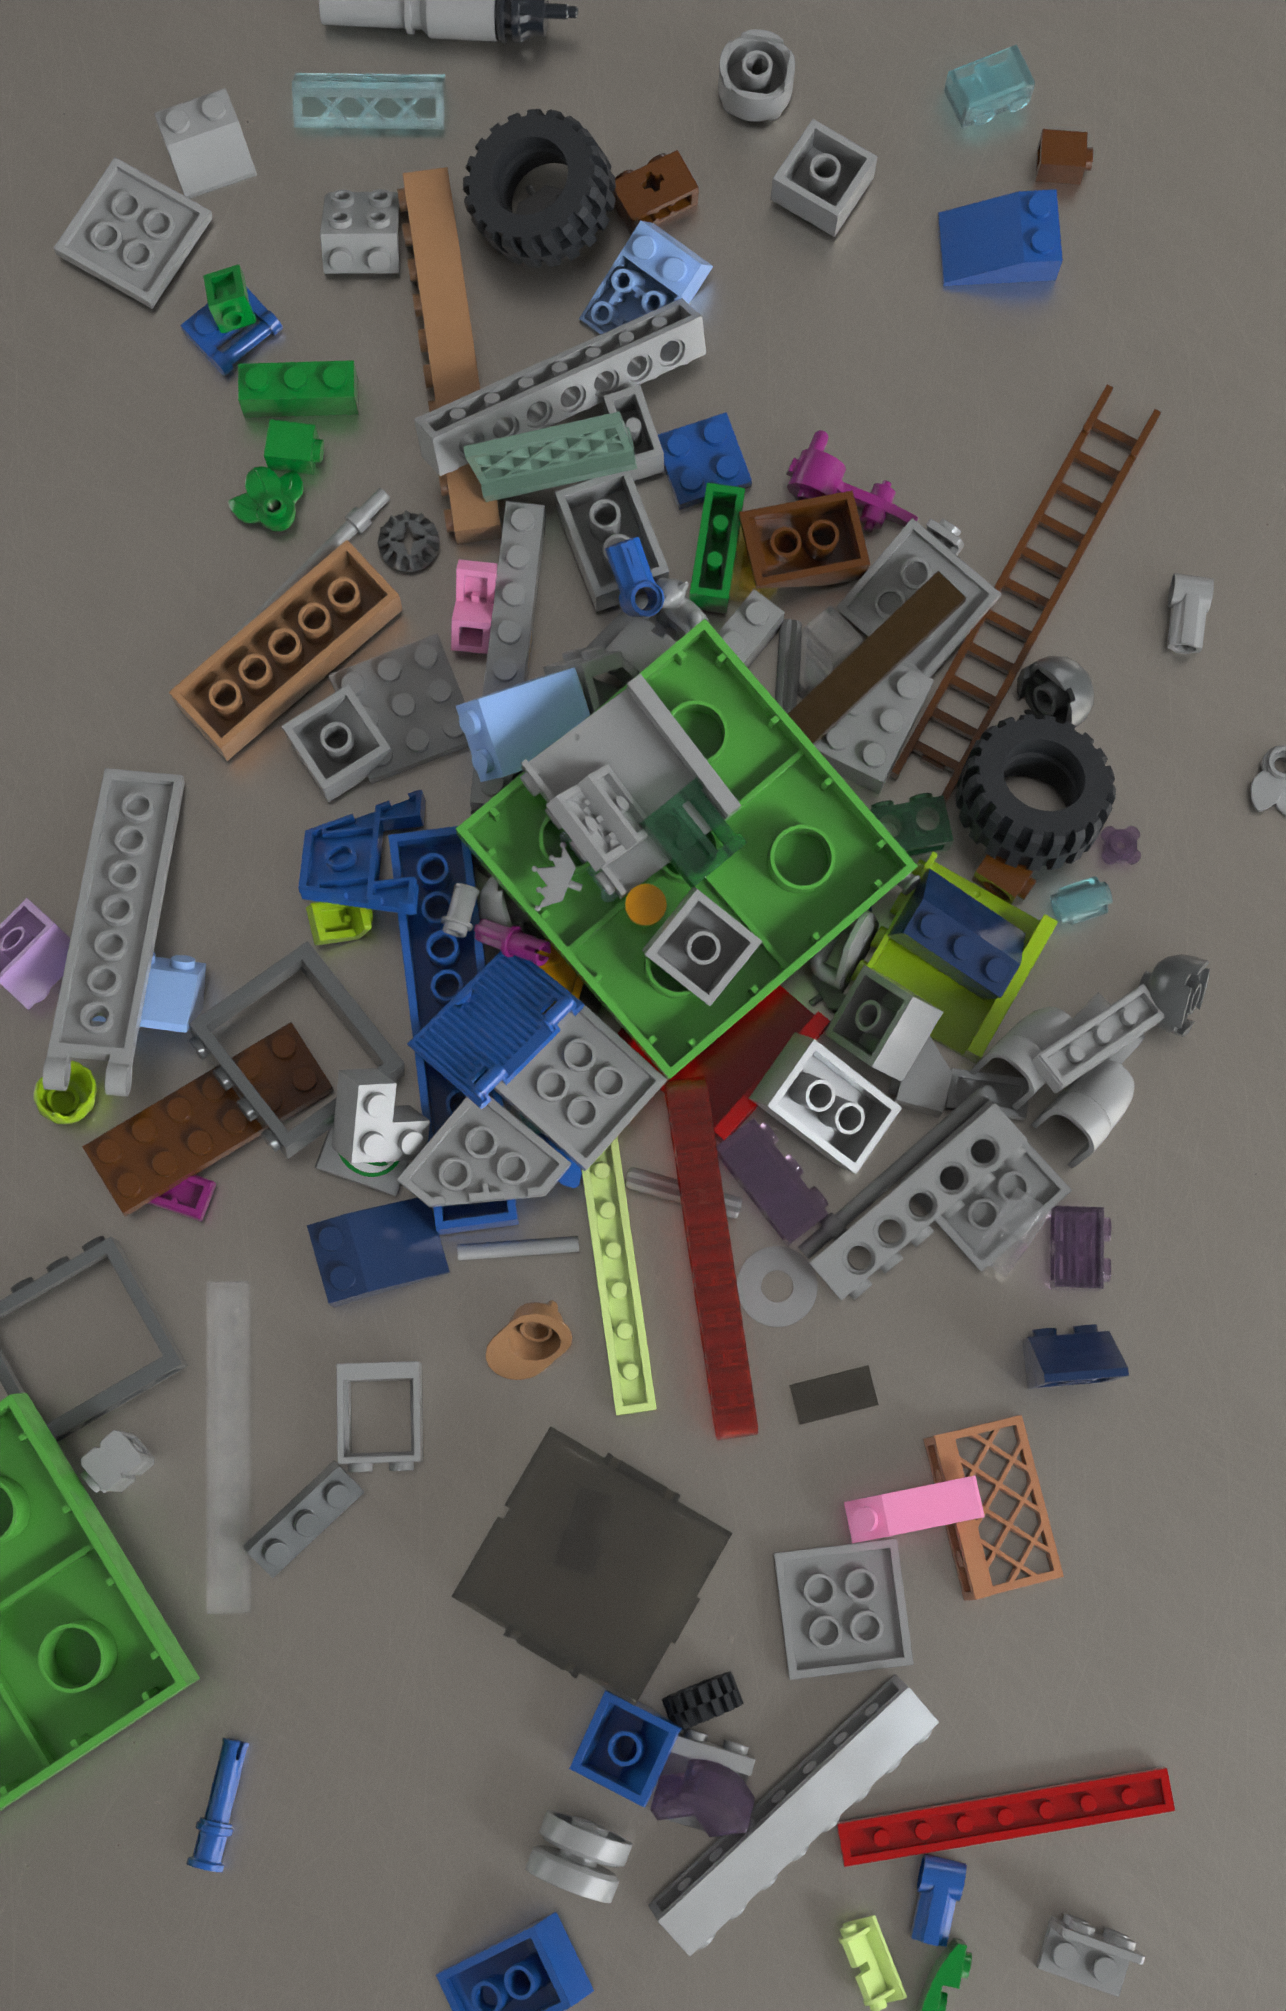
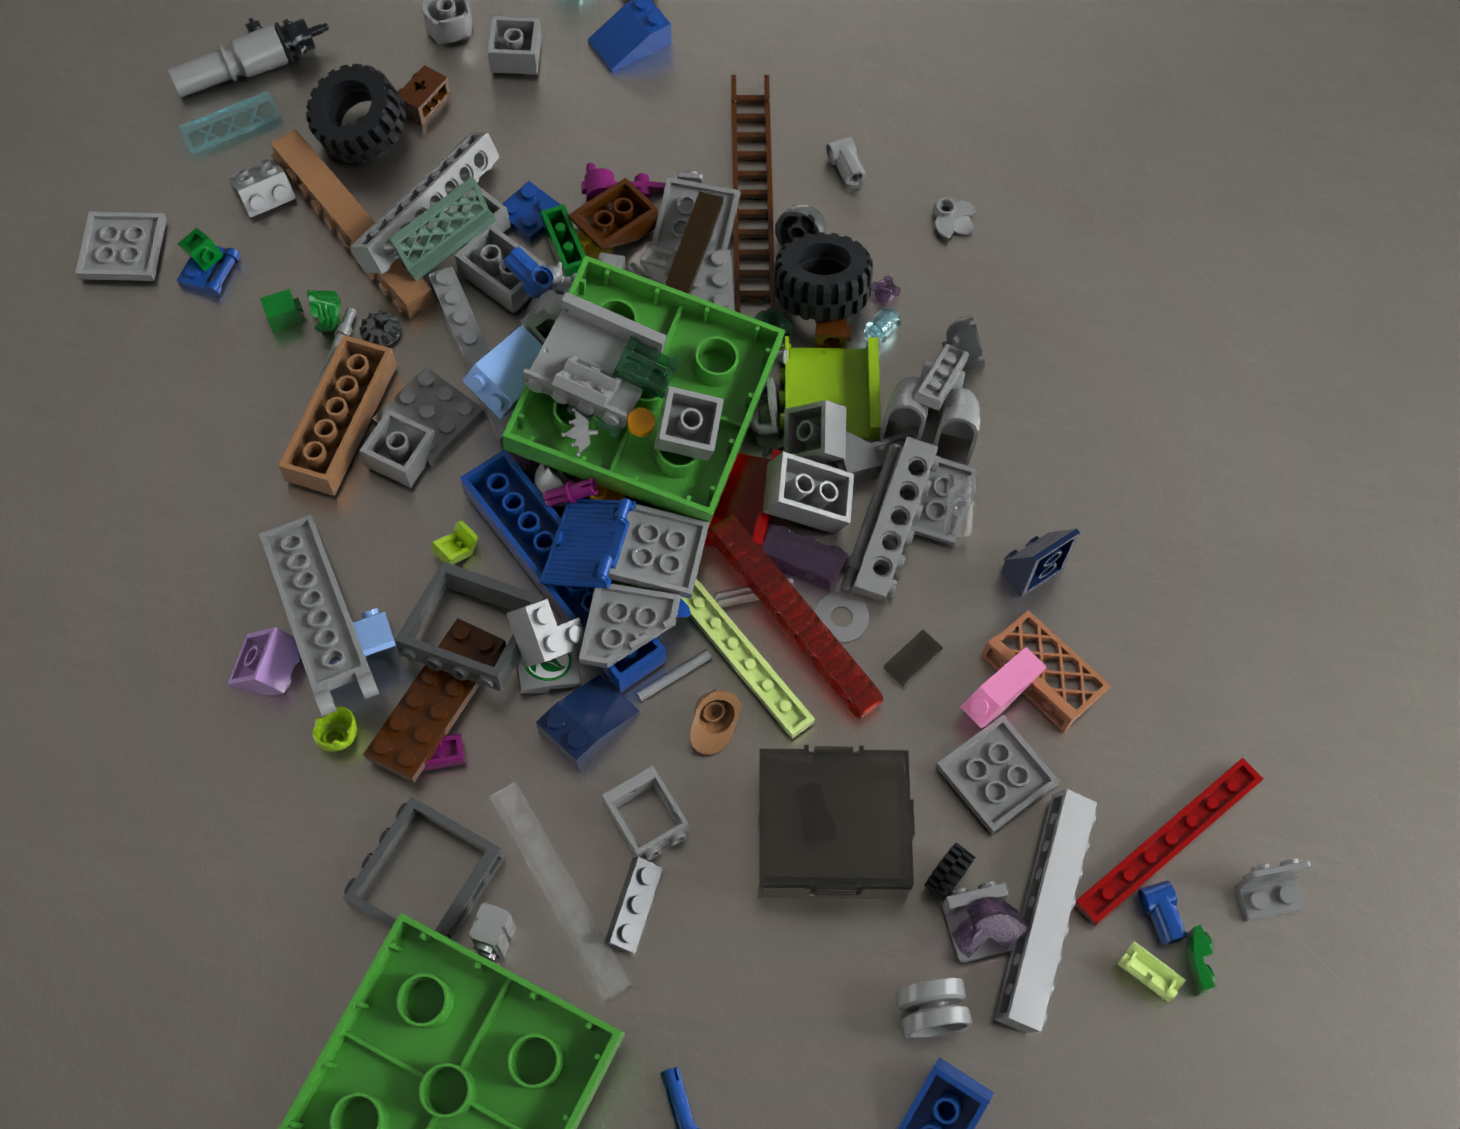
camera: 30 degrees left, 15 degrees down
(205, 143) = (141, 181): light grey slope -> none
(266, 494) = (281, 345): green plate -> none
(298, 389) = (268, 276): green brick -> none
(345, 859) = (442, 507): blue wing -> none
(346, 478) = (325, 307): none -> green hair
(460, 910) = (530, 498): light grey pin -> none
(473, 606) = (440, 338): bright pink brick -> none
(625, 1748) = (922, 924): blue slope -> none
(645, 277) = (441, 131): light blue slope -> none
(960, 937) = (828, 374): dark blue slope -> none
(1078, 1248) = (1001, 503): clear purple brick -> none

